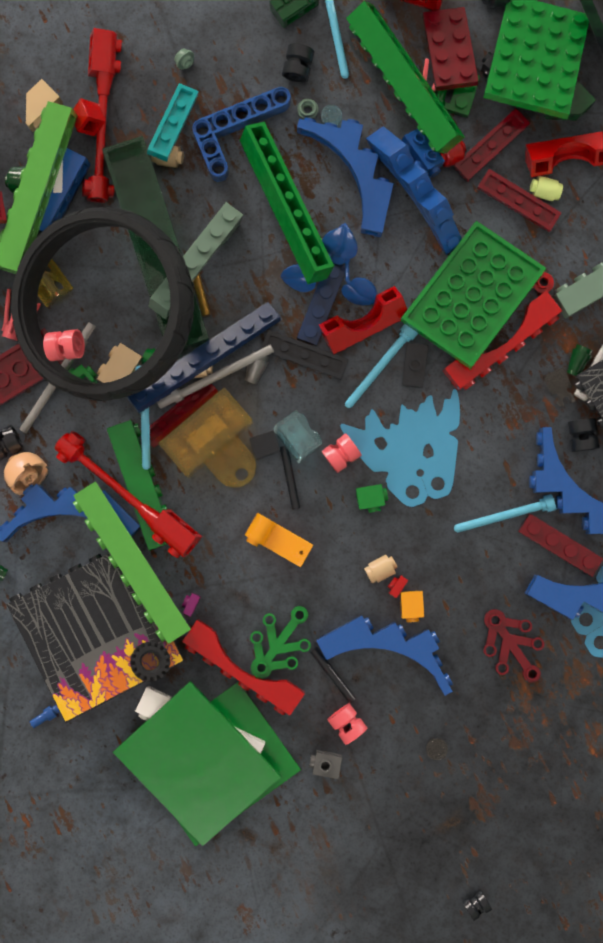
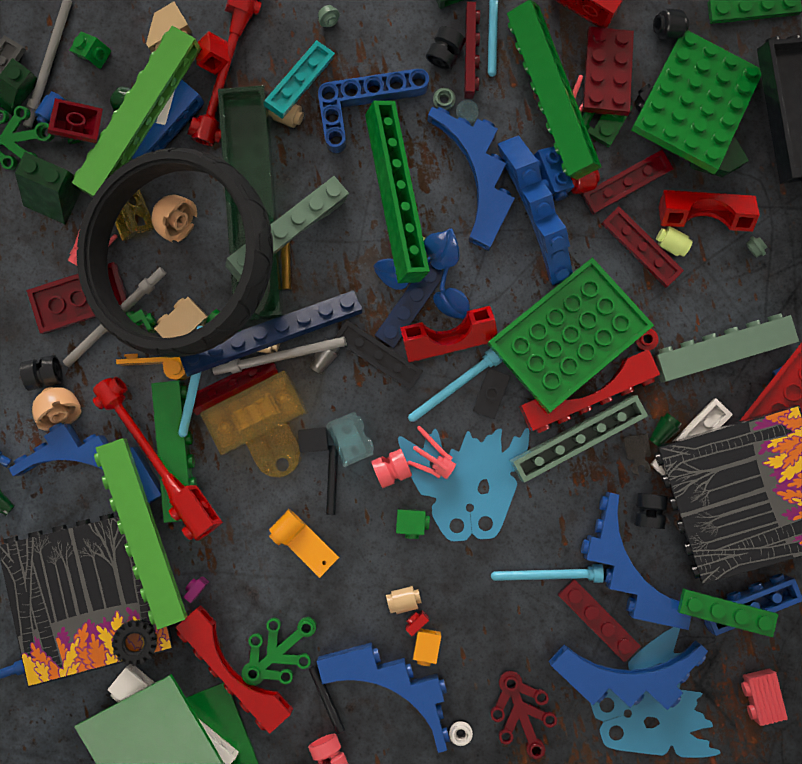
camera: 15 degrees right, 0 degrees up
(64, 345) = (121, 287): coral wheel -> none
(88, 274) = (173, 217): none -> light nougat cylinder
(122, 408) = (172, 366): none -> light orange door
(324, 68) = (472, 41): none -> dark red plate
(386, 440) = (442, 466): none -> coral plant
(464, 682) = (463, 740): none -> white plate
(502, 385) = (578, 438): none -> sand green brick

